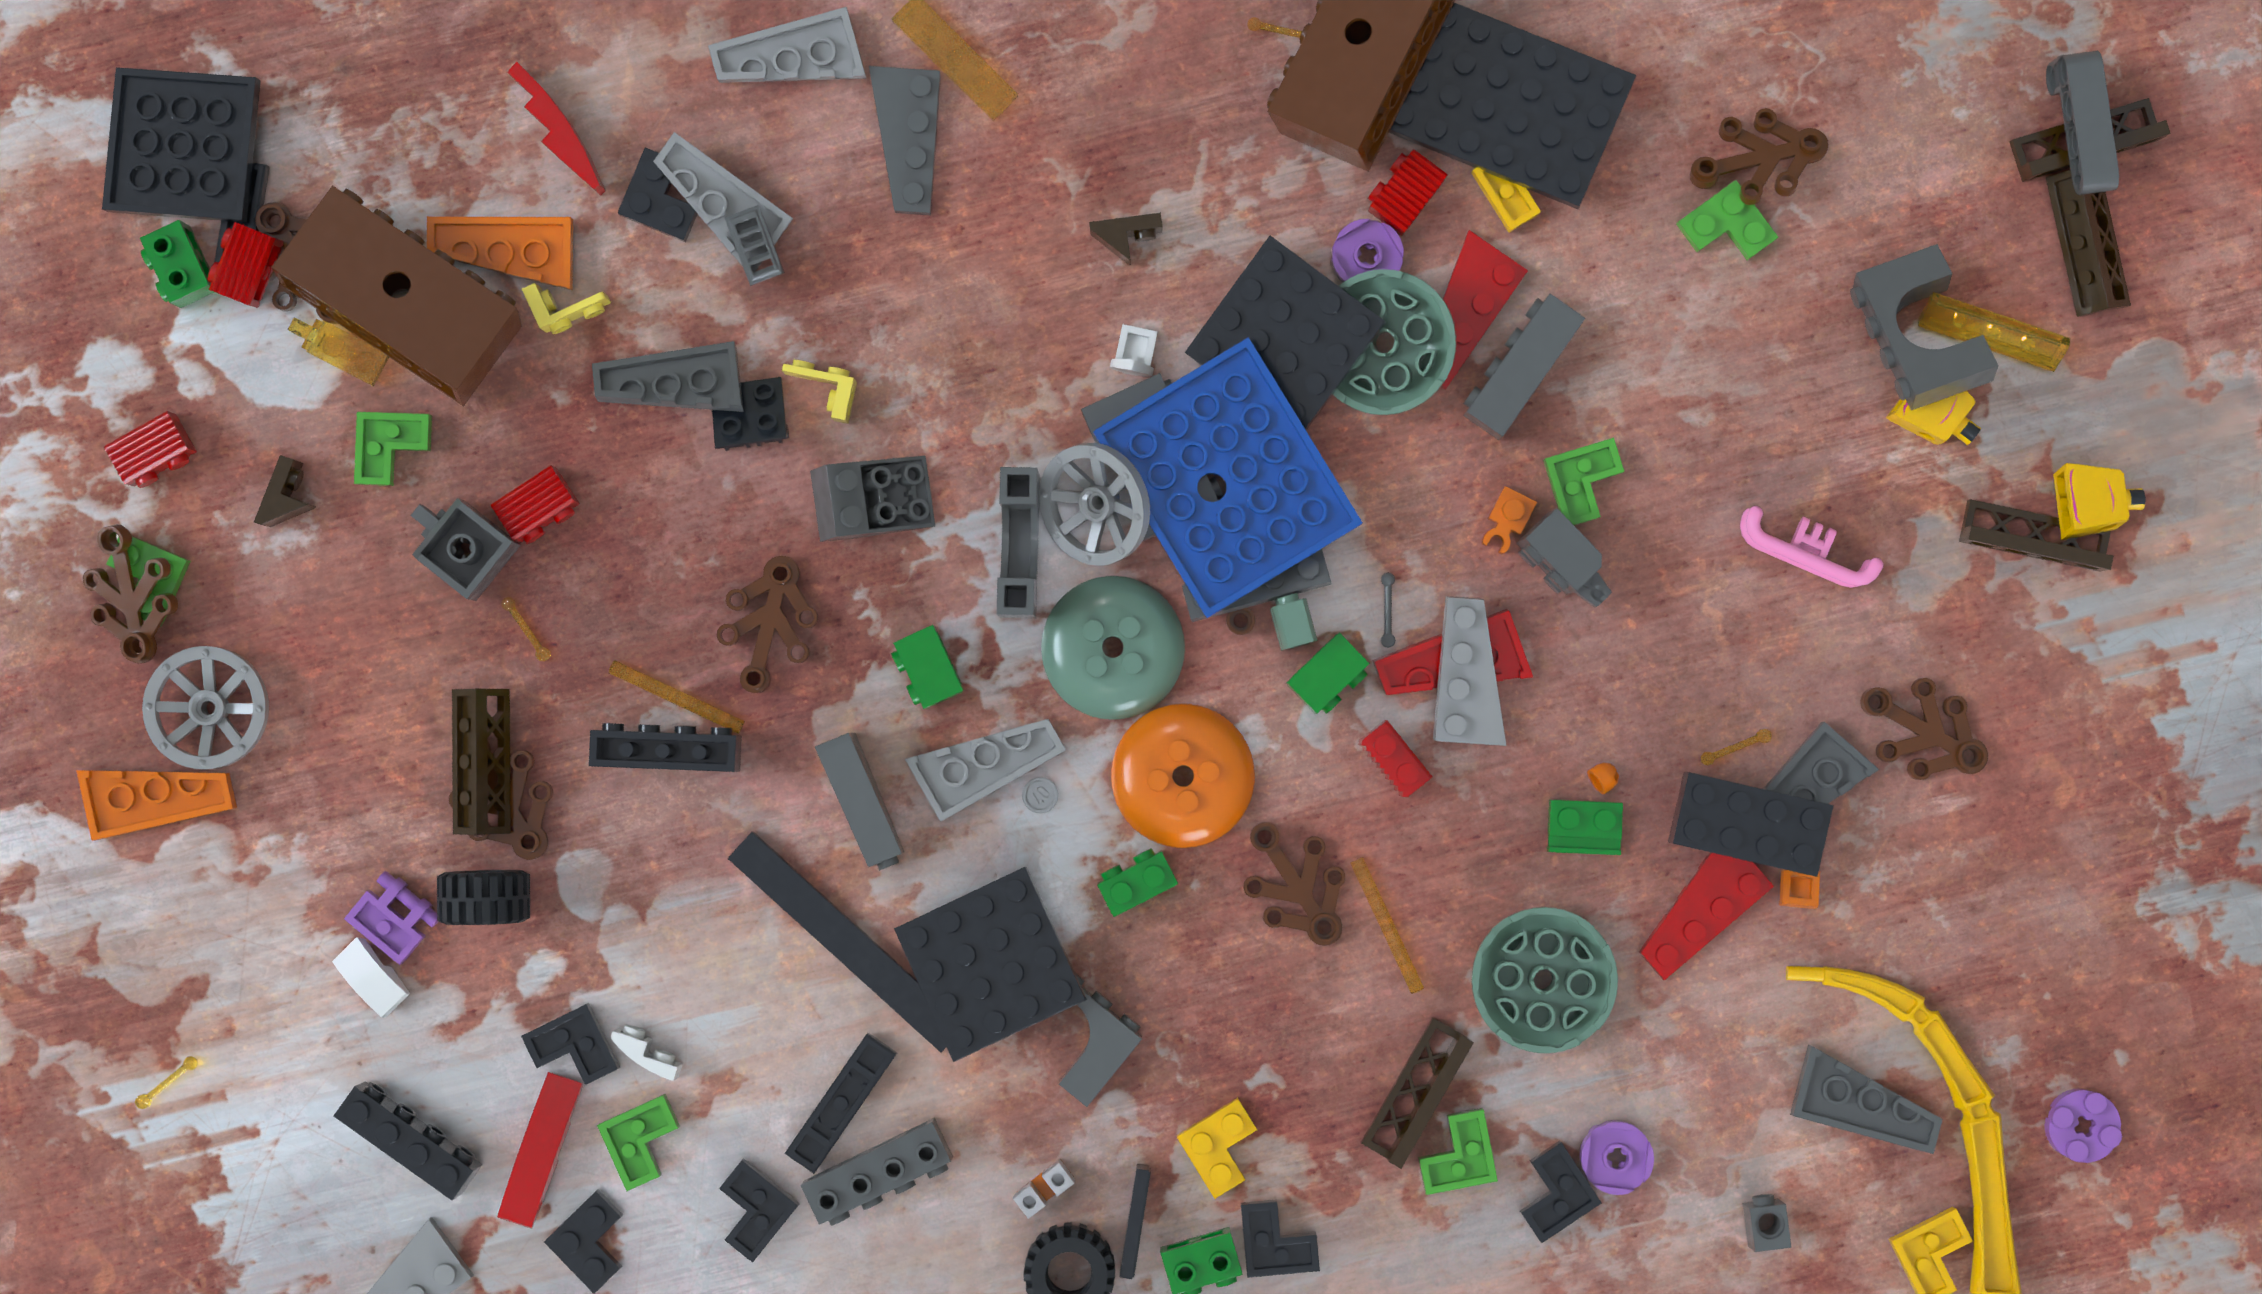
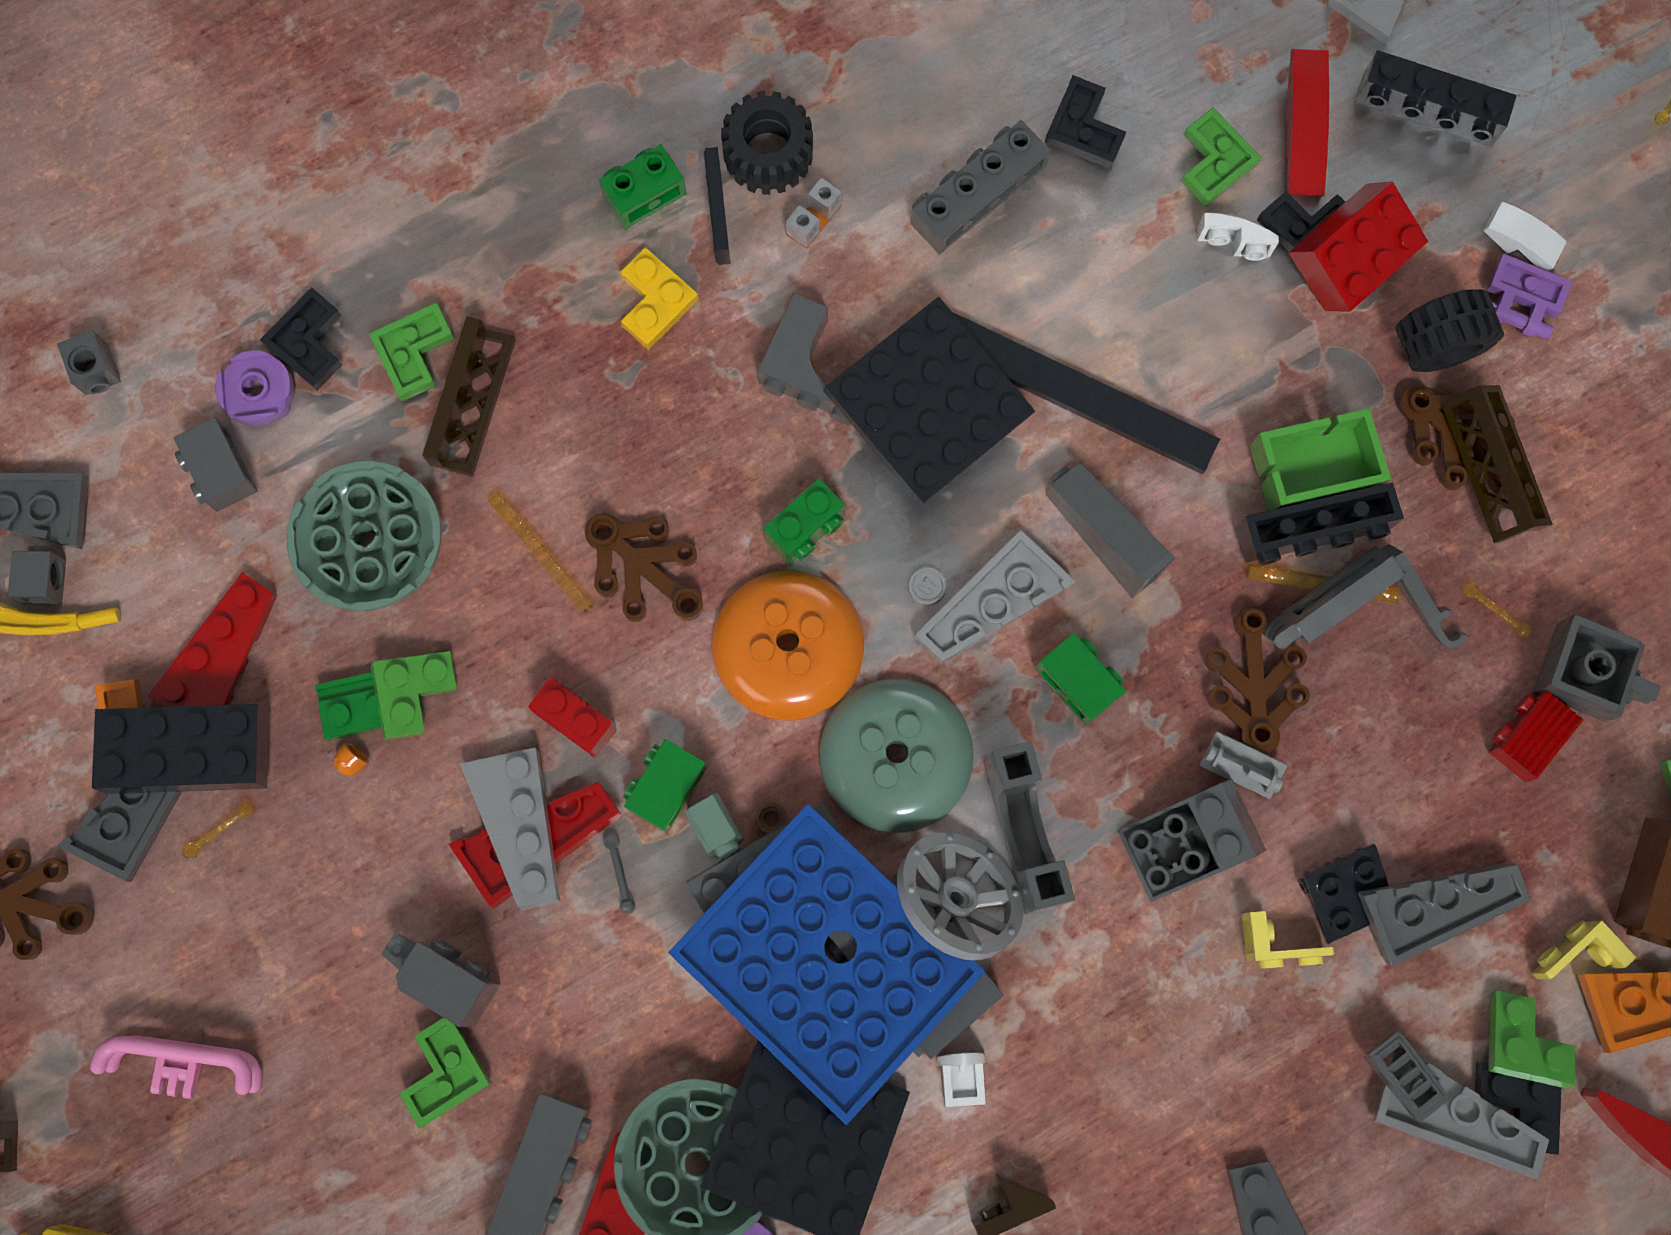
camera: 160 degrees right, 10 degrees down
(538, 1005) = (1358, 246): none -> red brick
(578, 1241) = (1240, 55): black plate -> none
(645, 804) = (1313, 466): none -> bright green piece
(650, 242) = (1517, 1050): none -> bright green plate
(659, 678) = (1351, 590): none -> dark grey hinge
(804, 551) = (1244, 765): none -> light grey hinge
(840, 1103) = (1034, 241): black plate -> none
(1268, 1251) = (575, 212): black plate -> none
(1510, 514) = (513, 1013): orange plate -> none
(1544, 830) = (402, 682): none -> bright green plate
(1669, 1090) = (214, 465): none -> dark grey brick
(1852, 1027) = (37, 576): none -> dark grey brick

